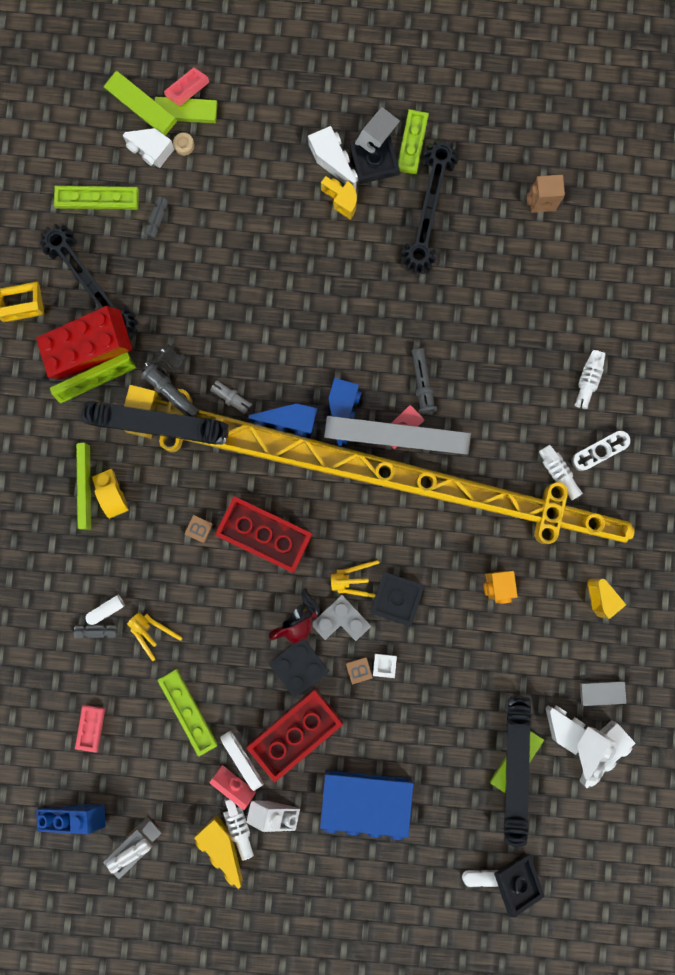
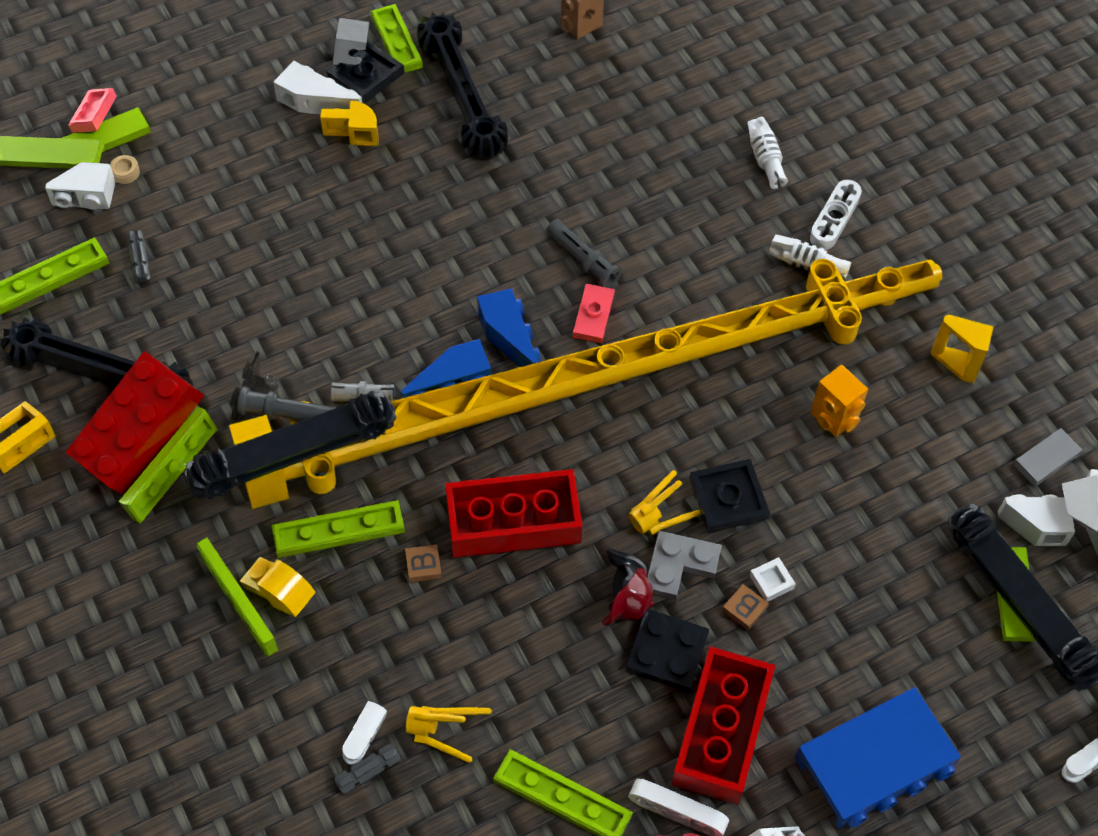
camera: 35 degrees left, 25 degrees down
(165, 477) = (338, 529): none -> lime tile
(397, 435) = (594, 313): light grey beam -> none

